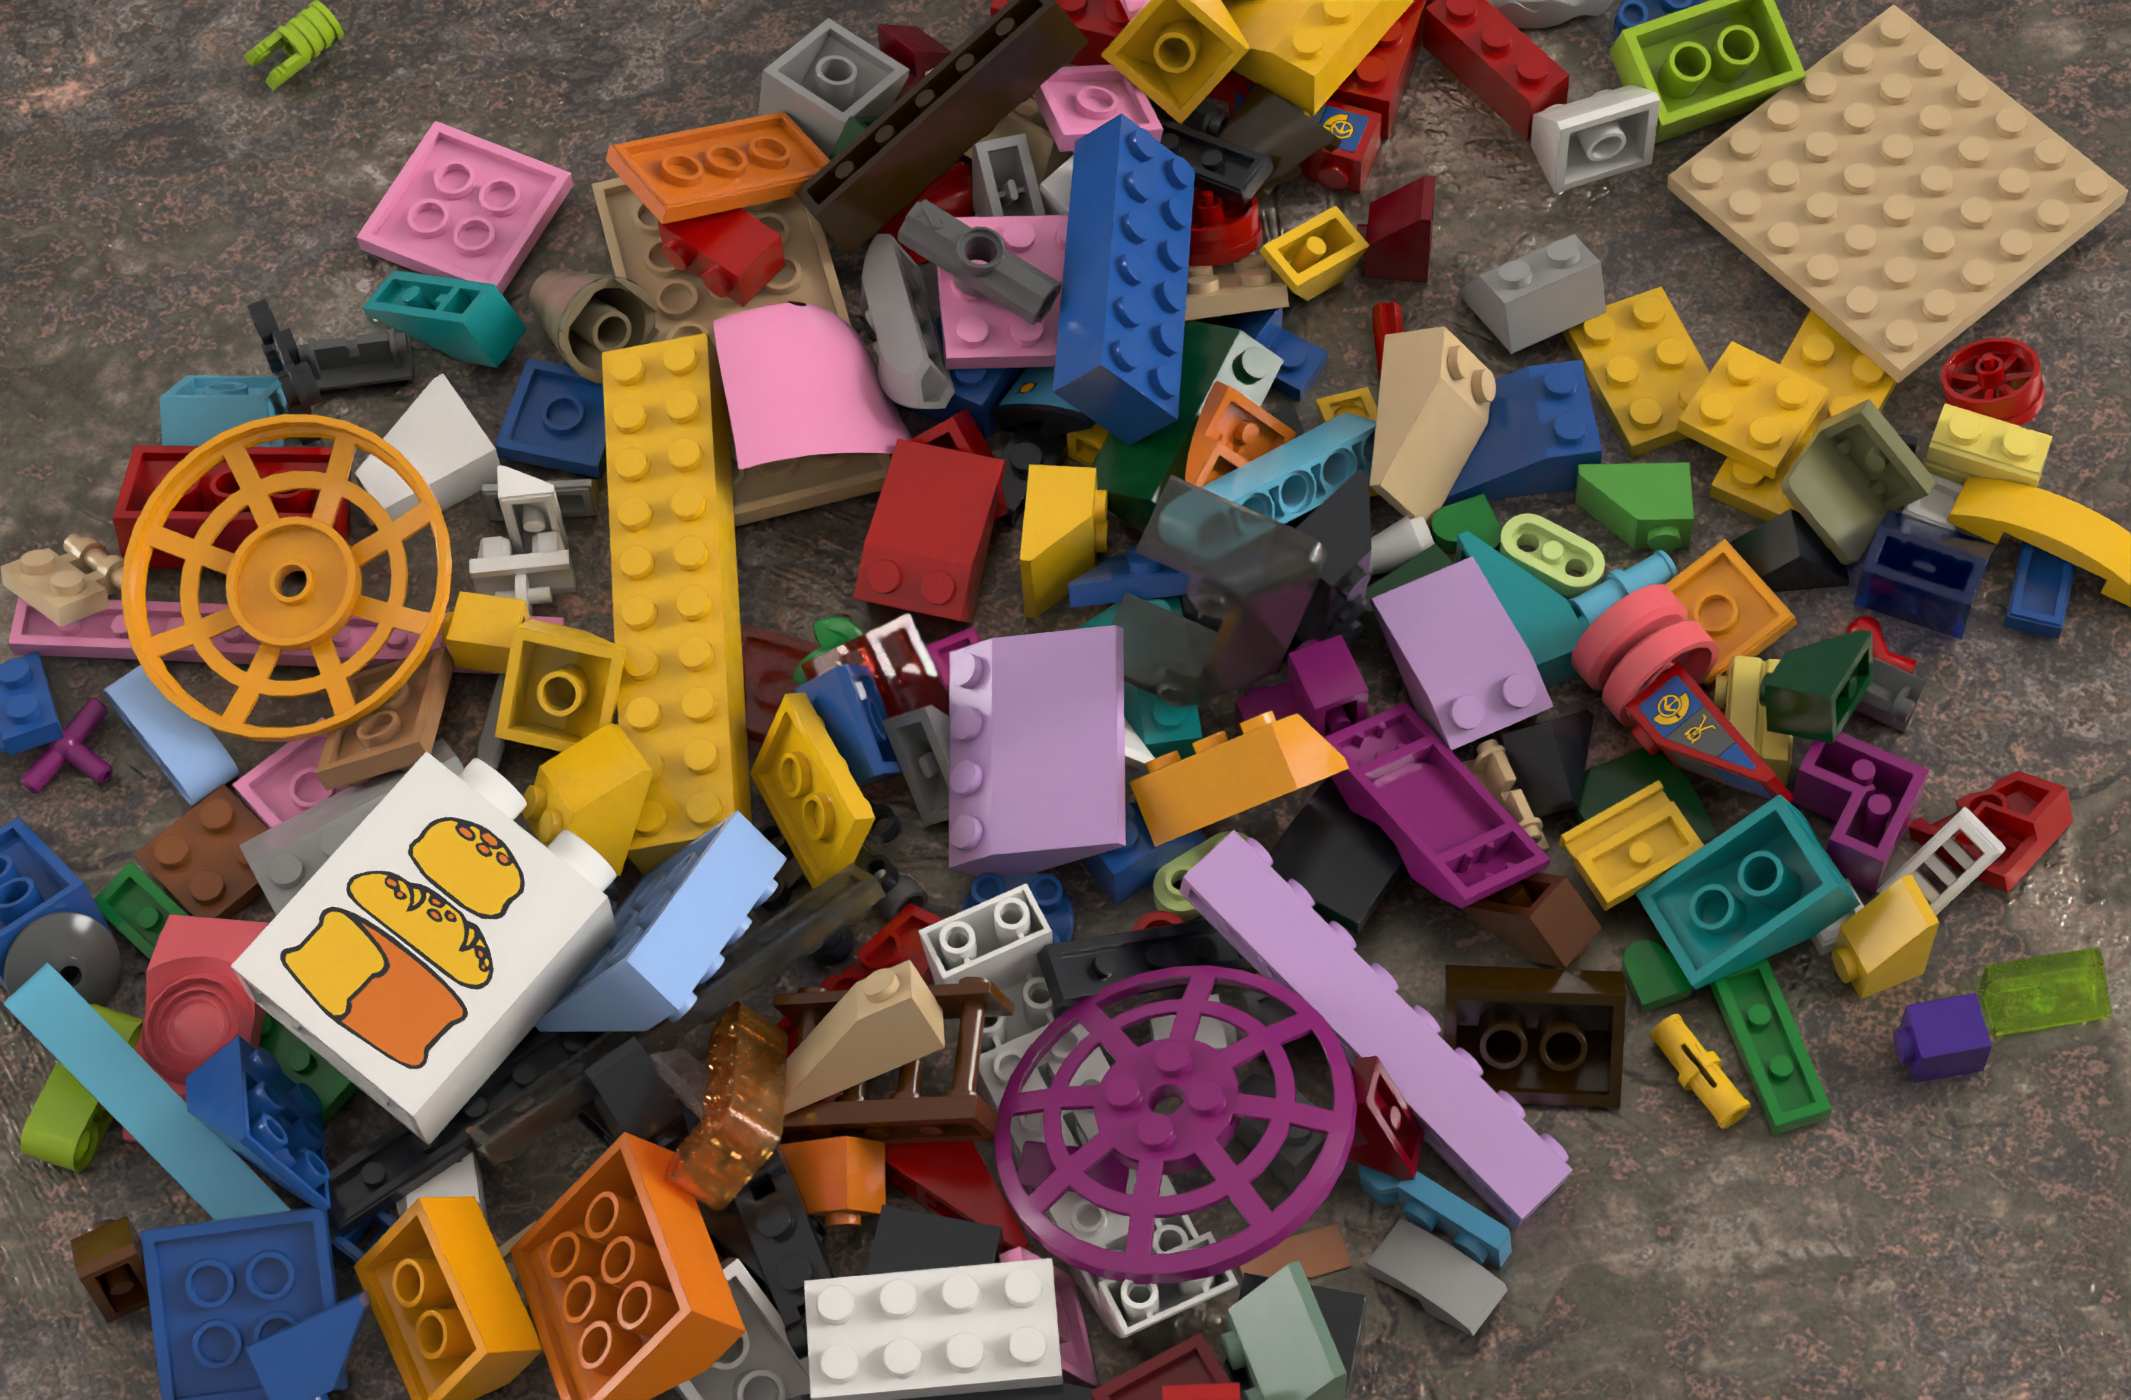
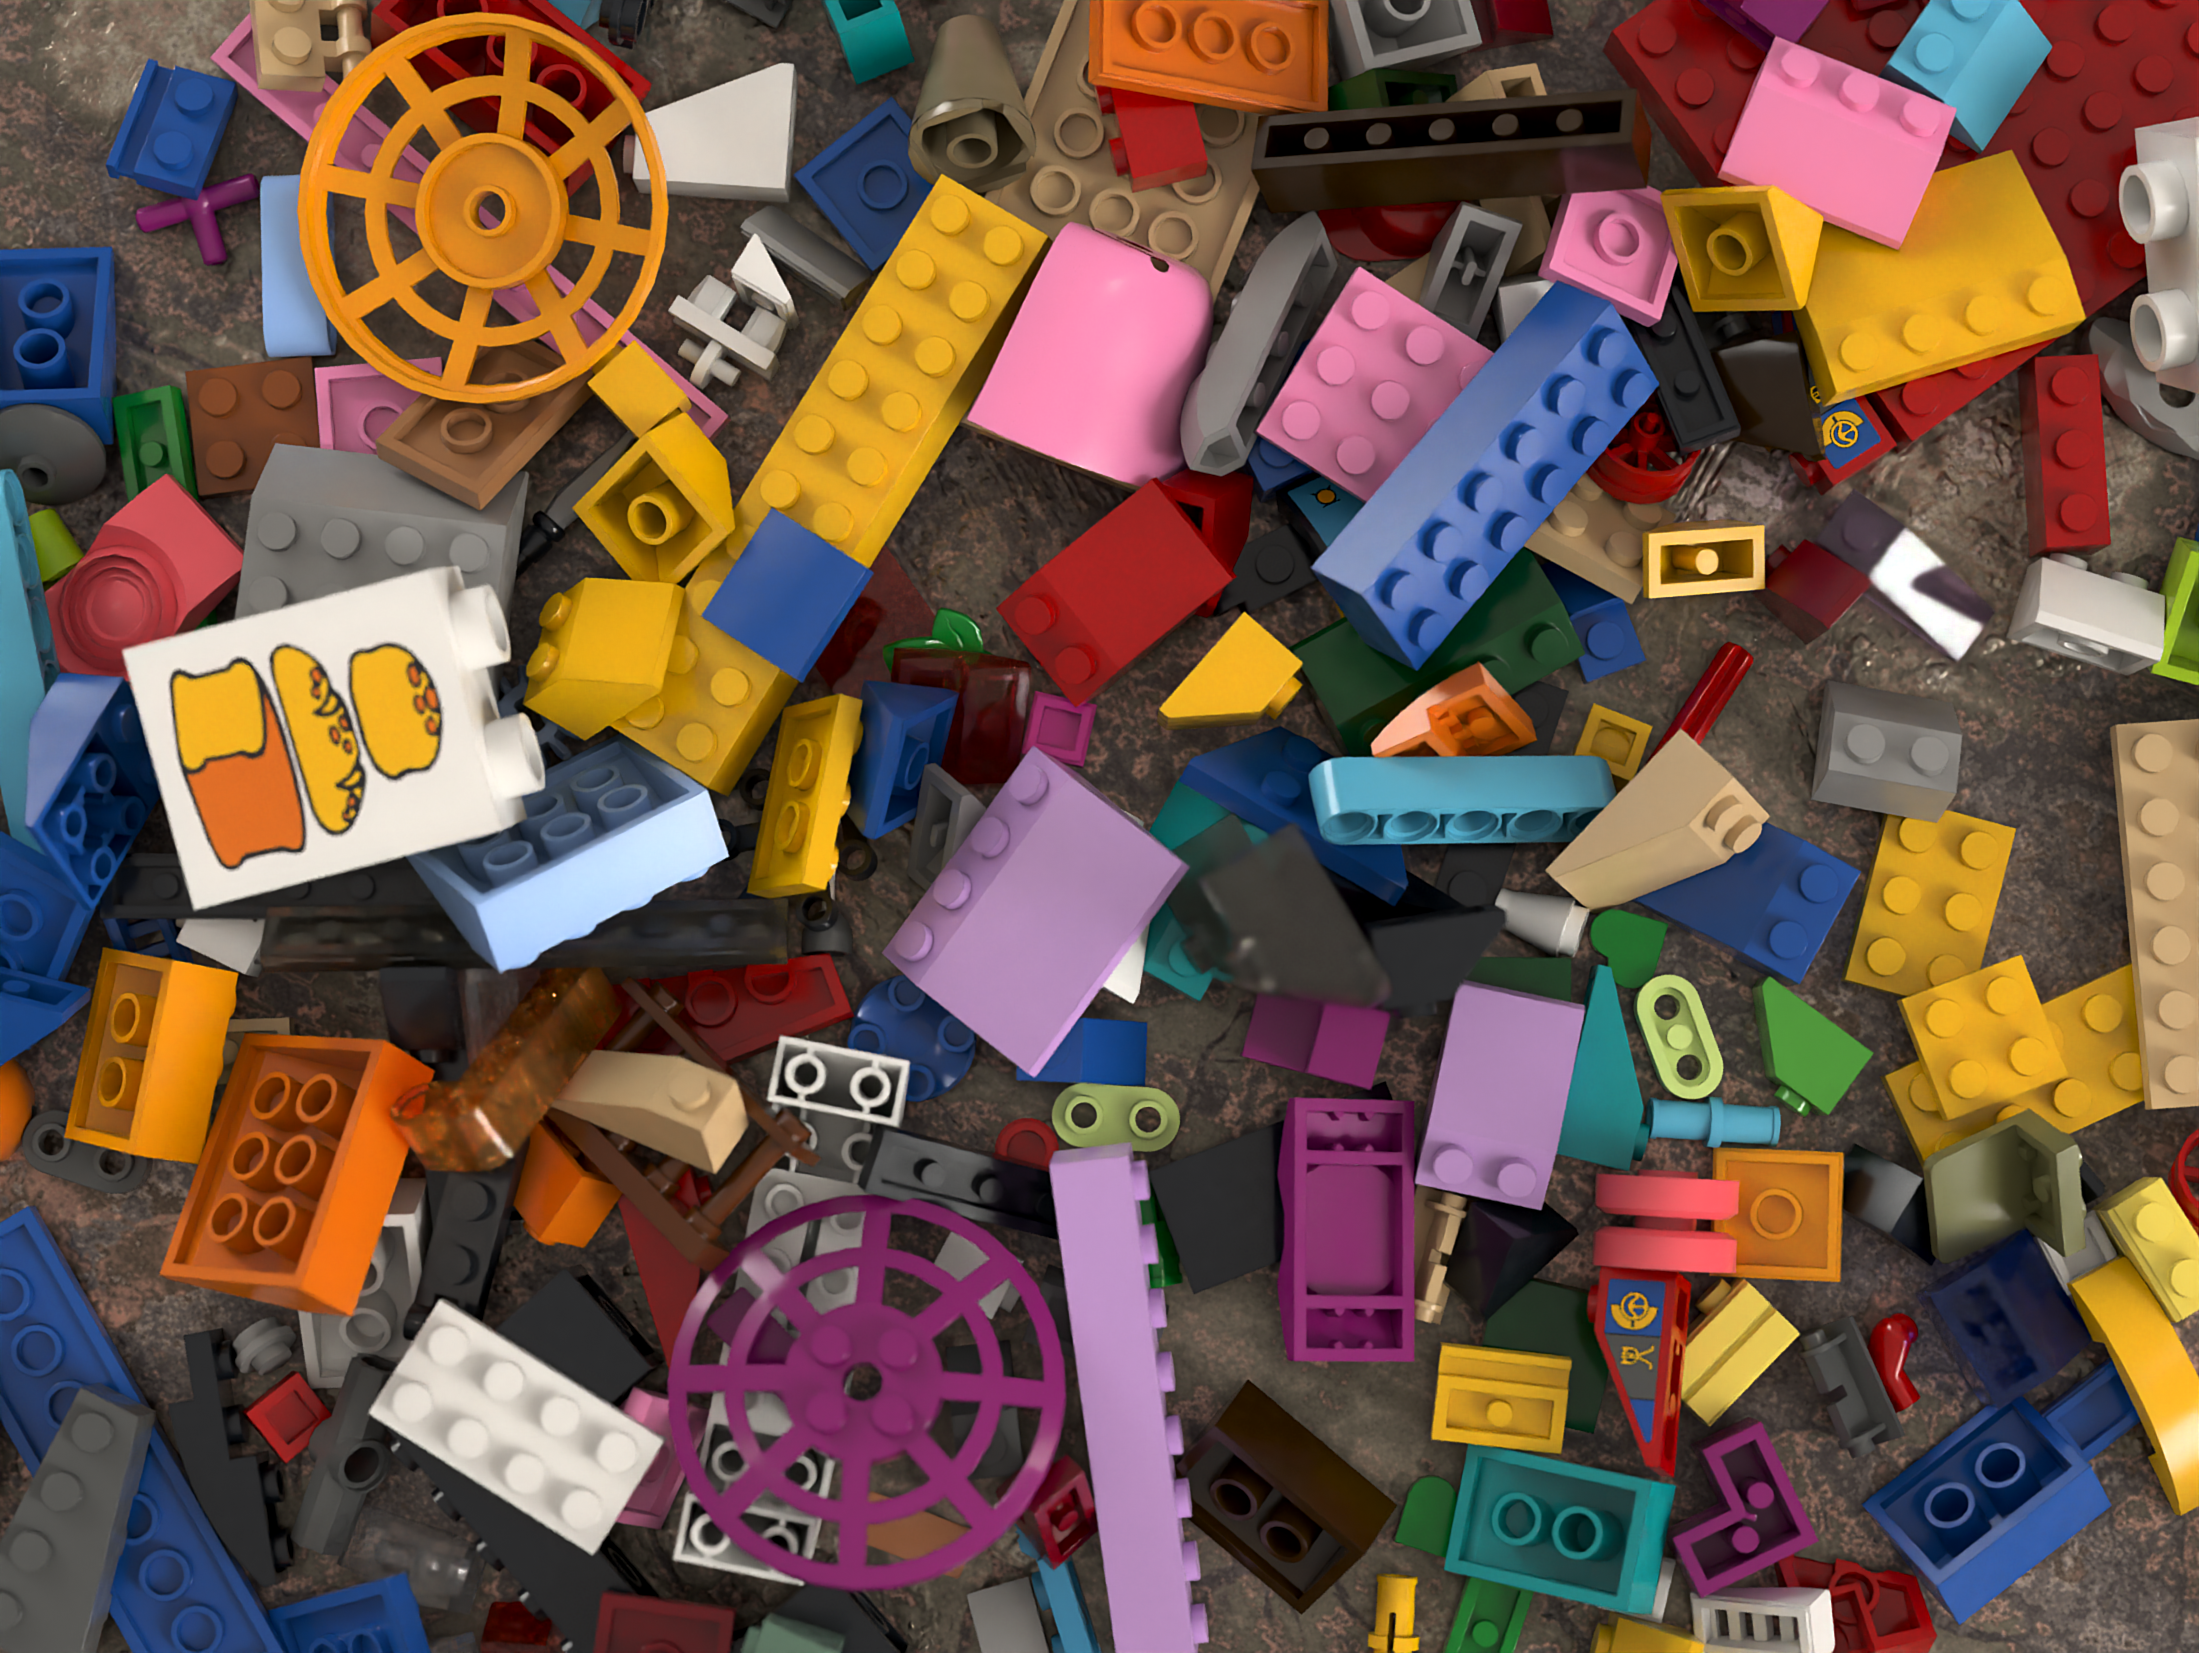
camera: 30 degrees right, 25 degrees up
(696, 657) = (787, 594): none -> blue slope
(1004, 276) = (1337, 321): dark grey piece -> none
(1232, 774) = (1178, 1090): light orange slope -> none
(1465, 192) = (1905, 575): none -> slope
(1539, 919) = (1371, 1408): reddish brown slope -> none
(1818, 686) = (1783, 1391): dark green slope -> none
(2024, 689) = (1987, 1505): none -> blue slope

